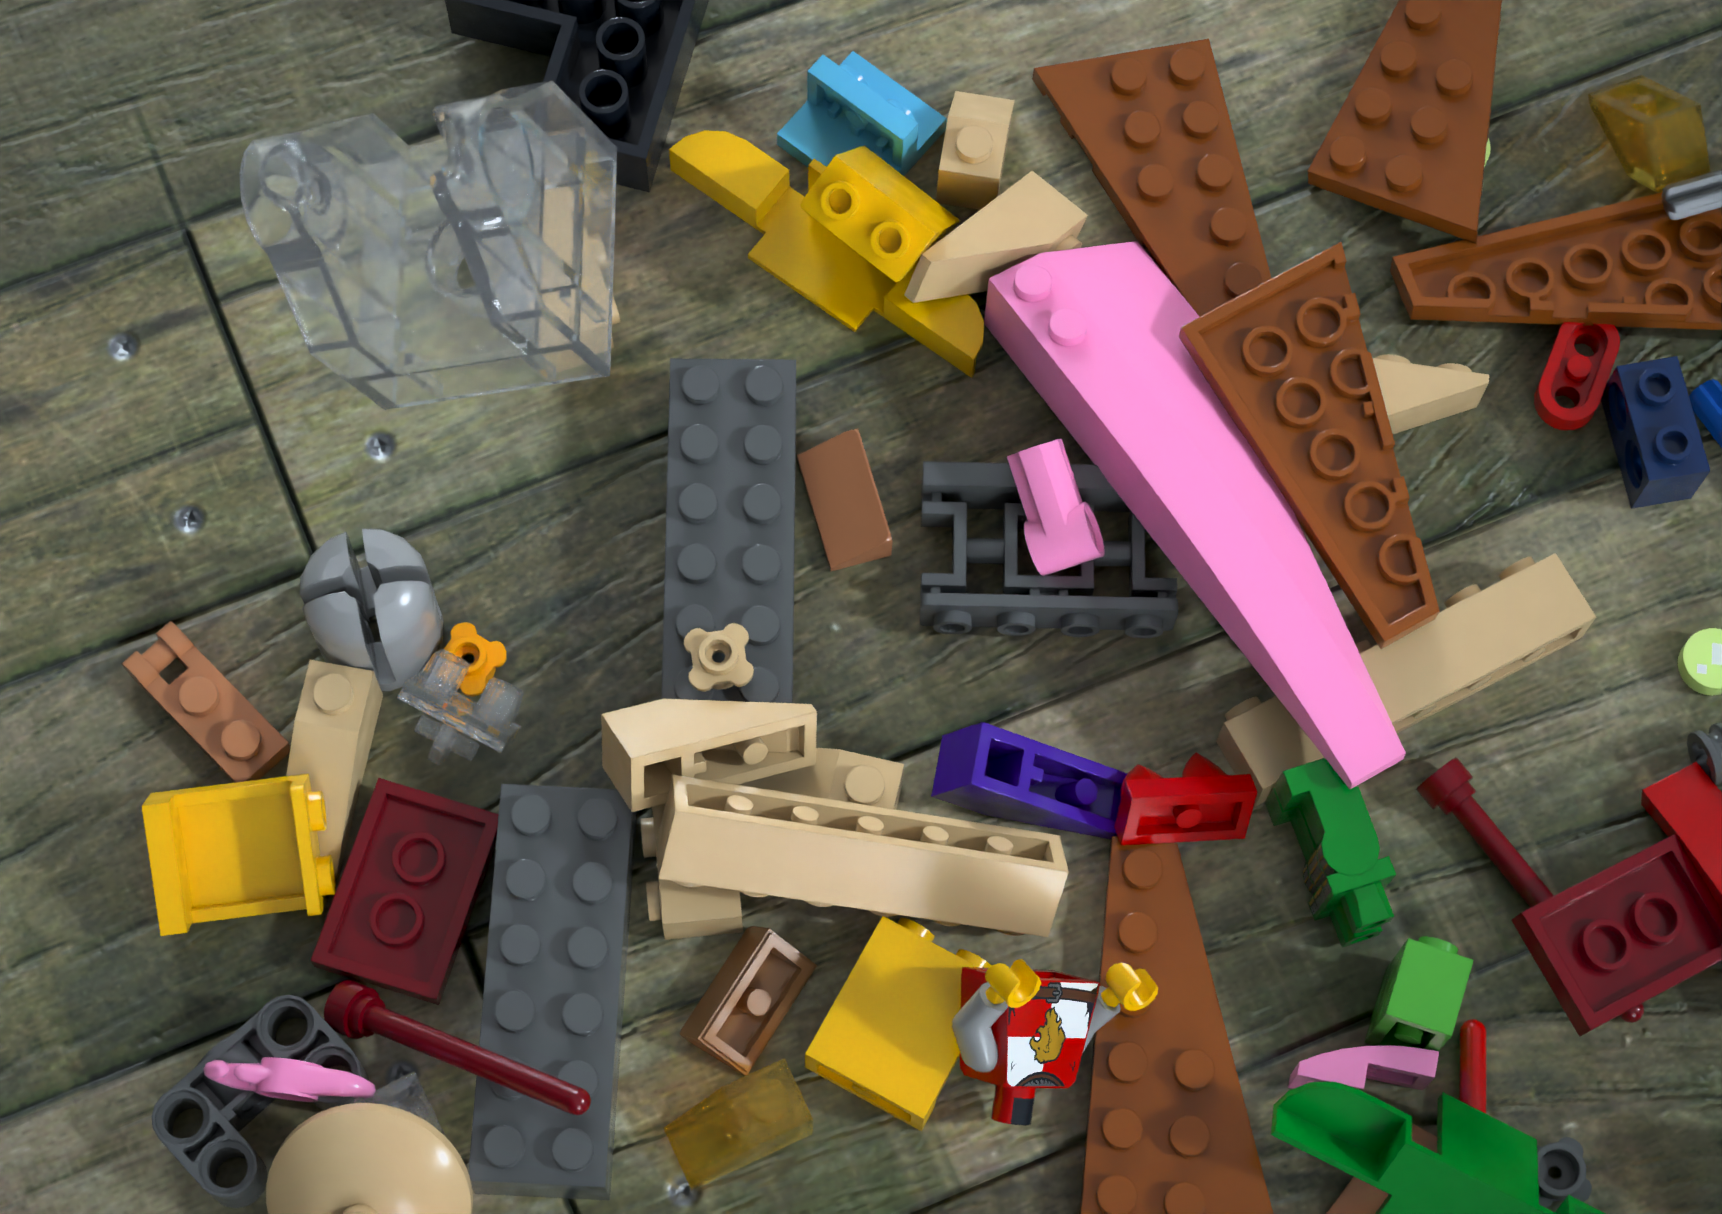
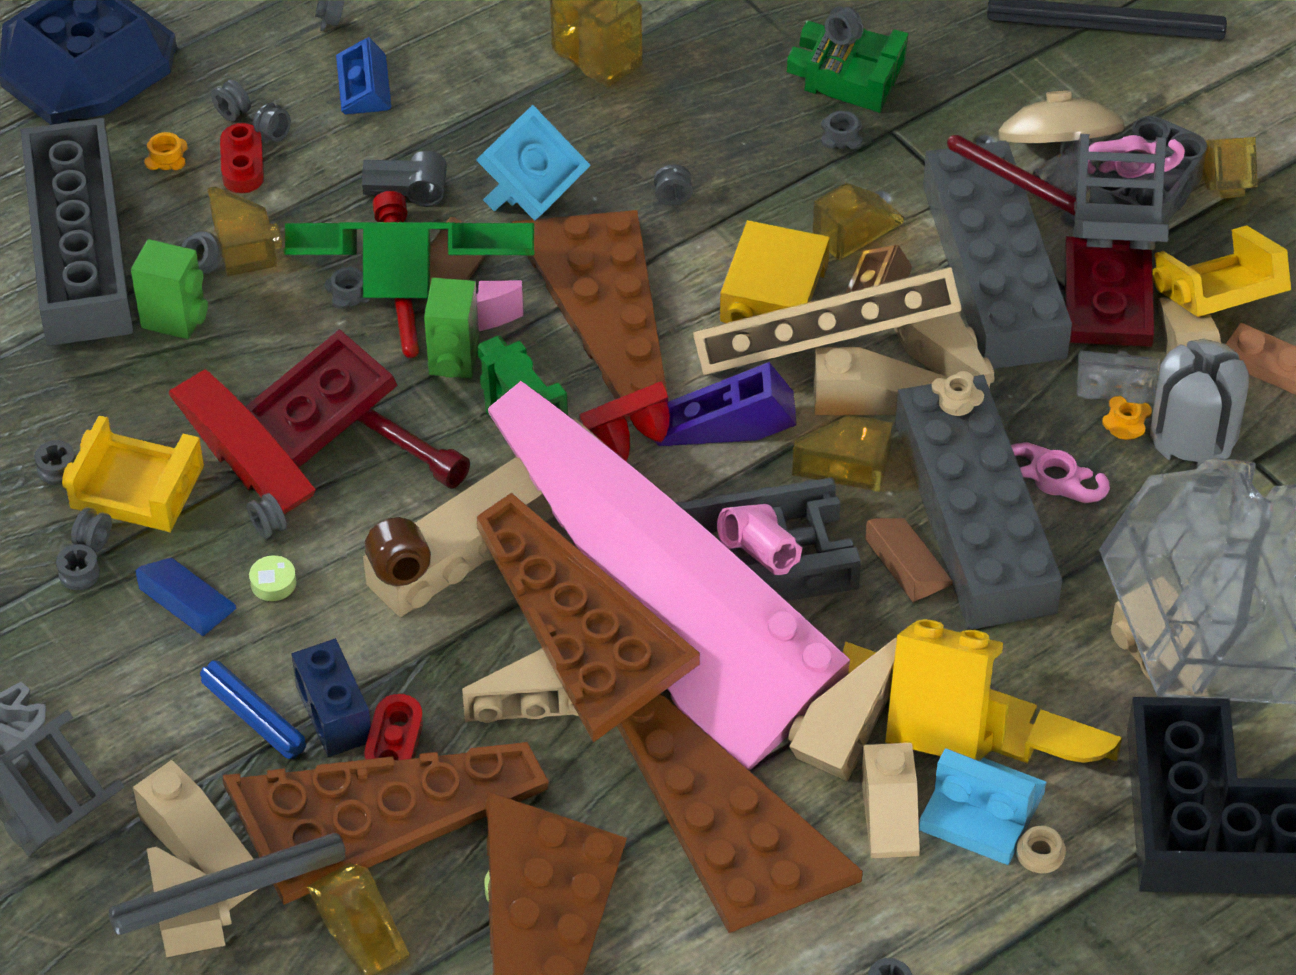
camera: 170 degrees right, 20 degrees down
(119, 1091) = (1231, 166): none -> clear yellow slope
(348, 979) = (1111, 222): none -> dark grey plate
(592, 567) = (1068, 486): none -> bright pink piece
(703, 741) = (963, 341): tan slope -> none
(809, 40) = (1043, 839): none -> tan plate
(881, 675) = (847, 450): none -> clear yellow slope
(1033, 1025) = (692, 273): torso -> none
(1556, 576) = (397, 551): none -> reddish brown head

